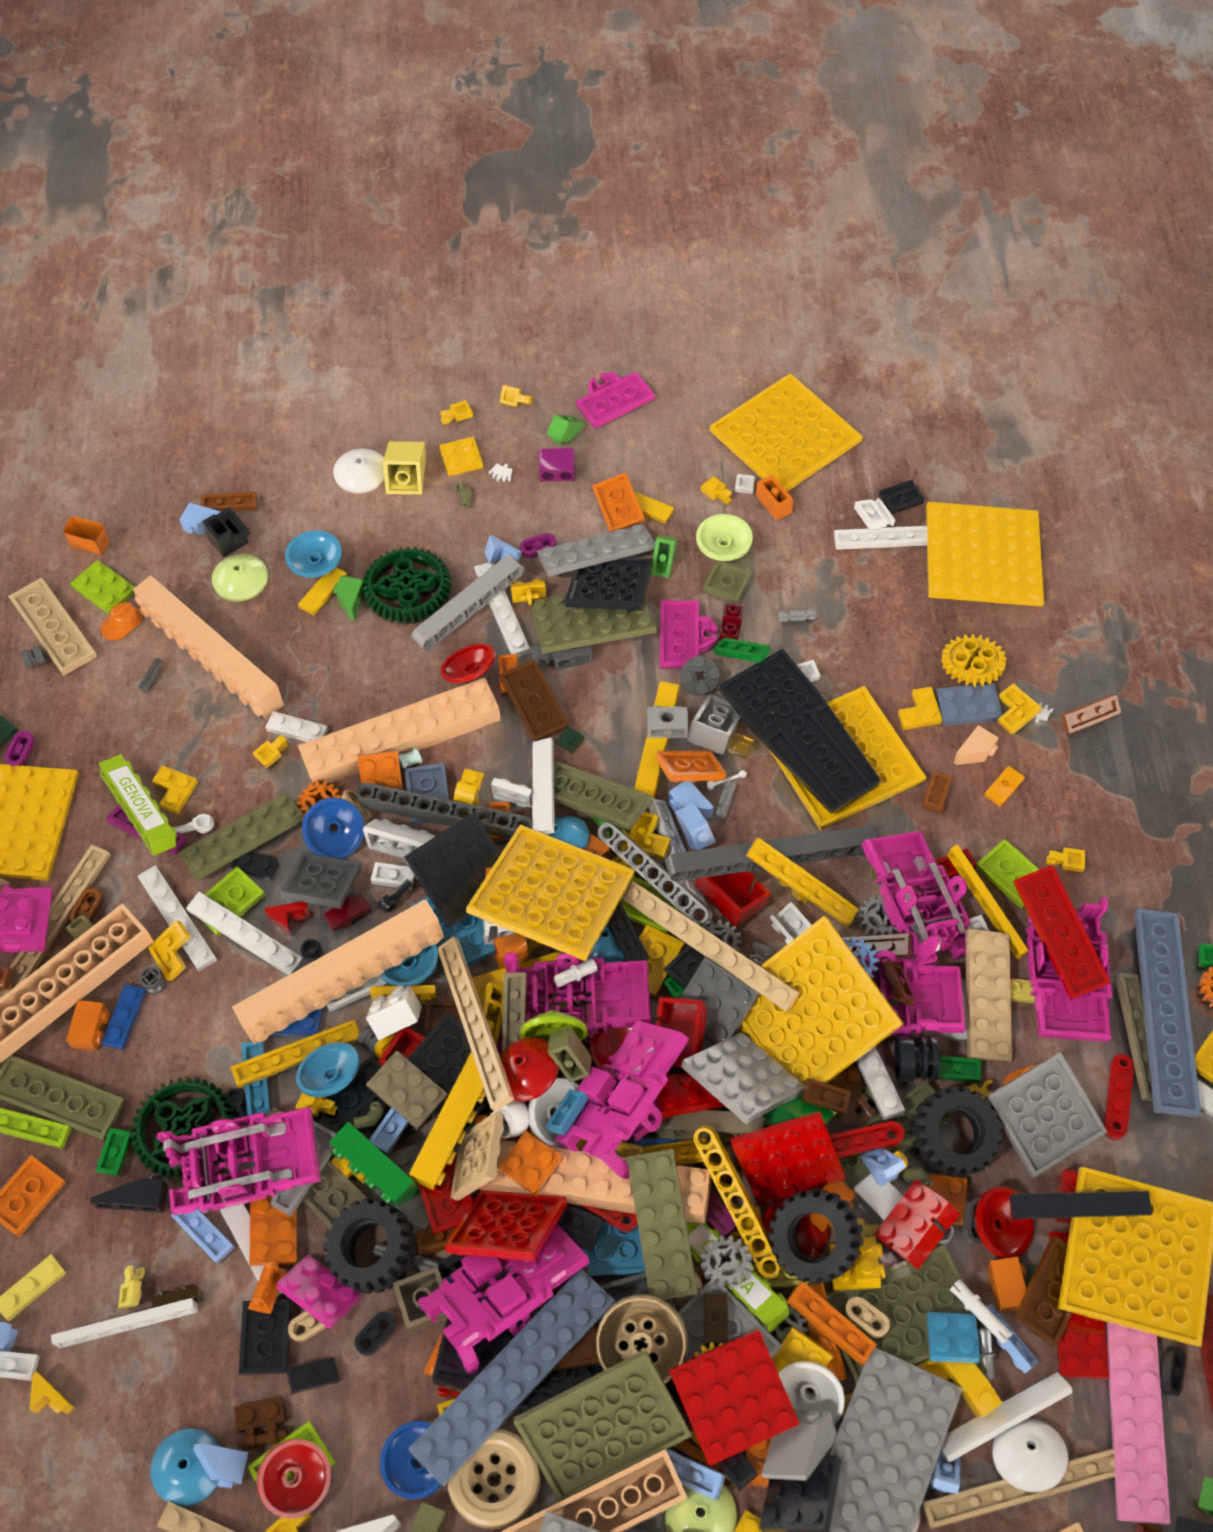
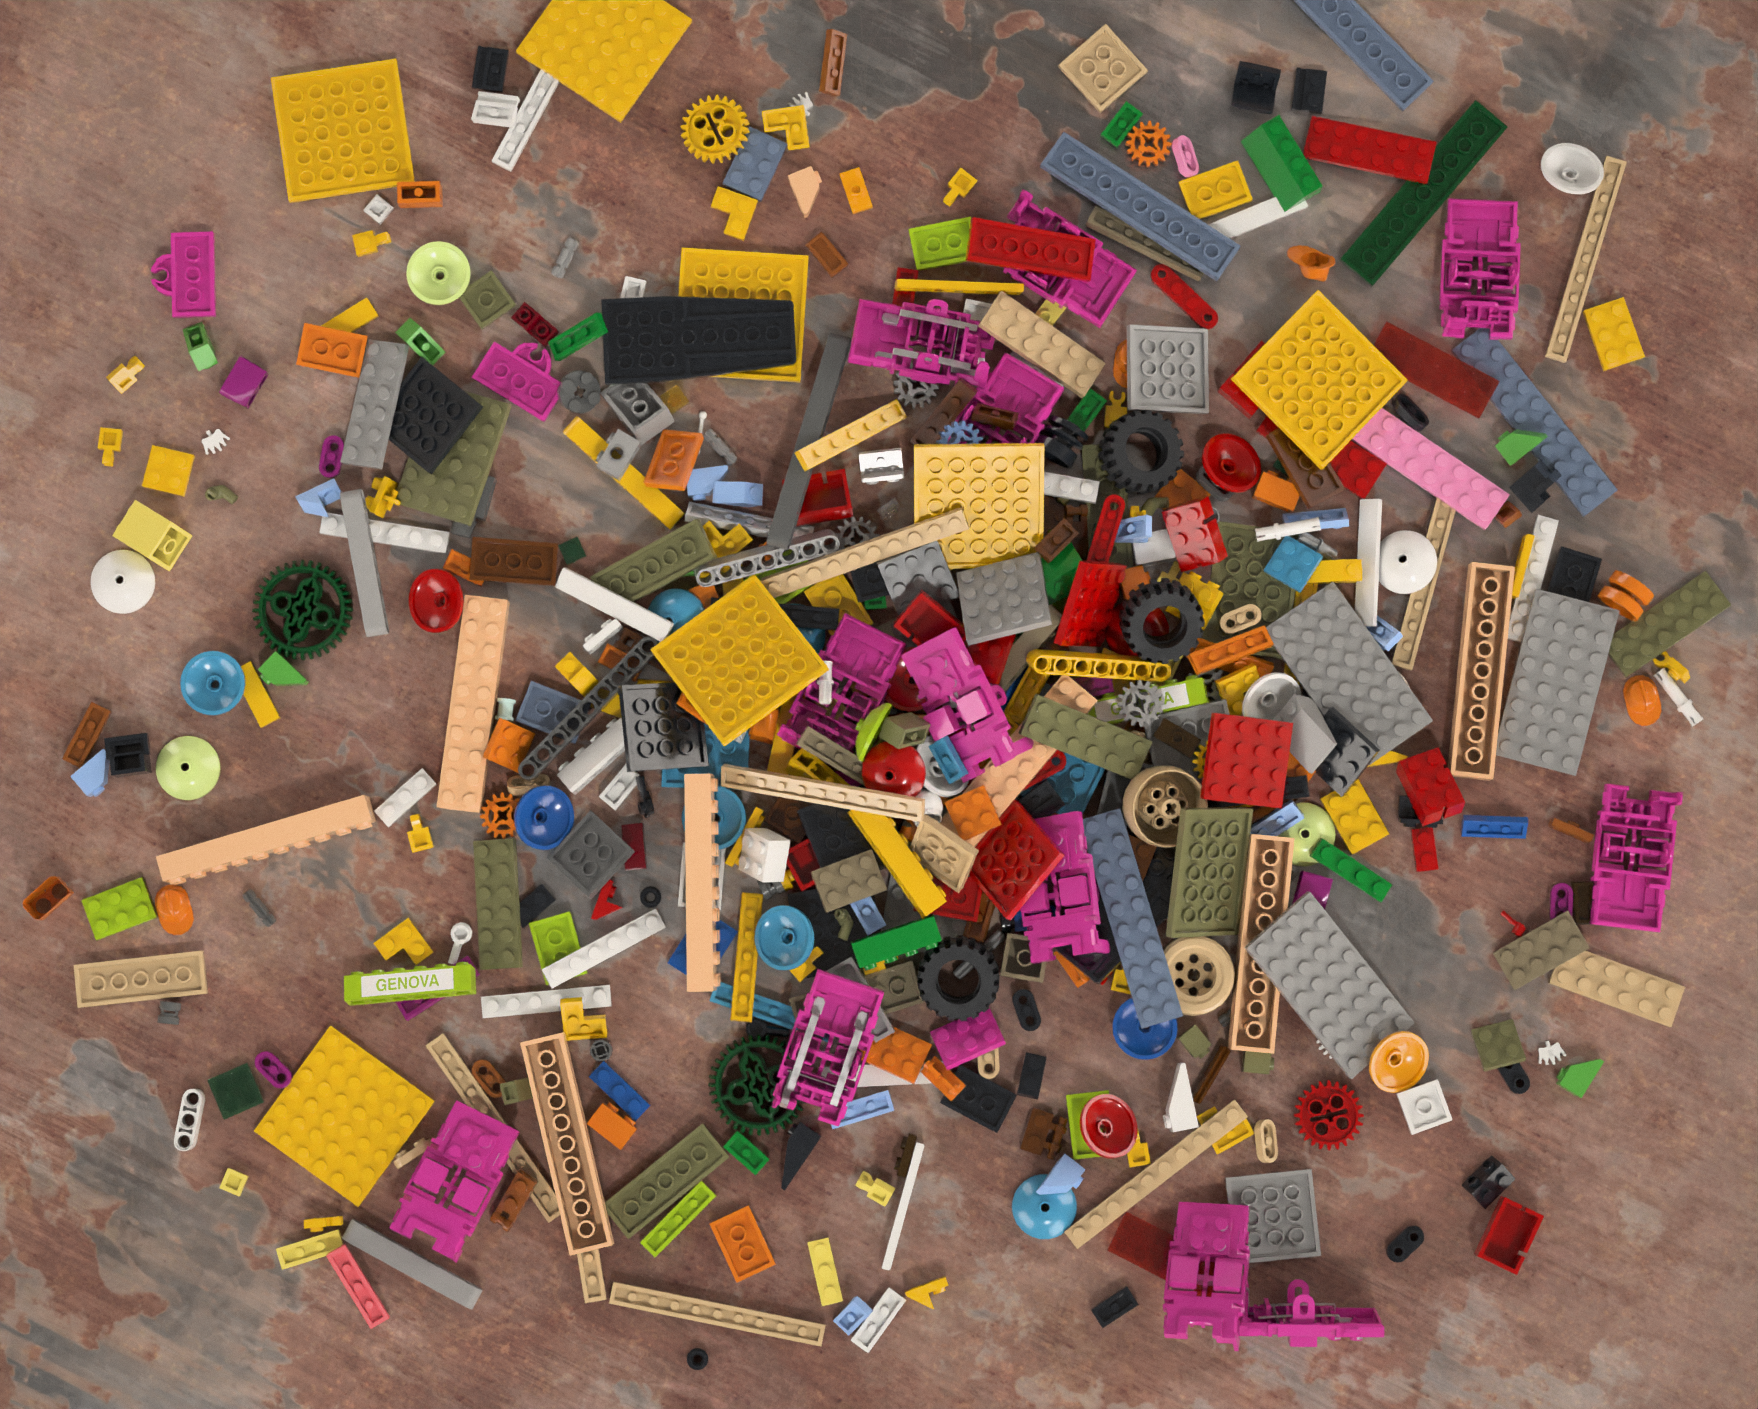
camera: 65 degrees left, 25 degrees up
(1080, 1205) = (1260, 400): black tile -> none

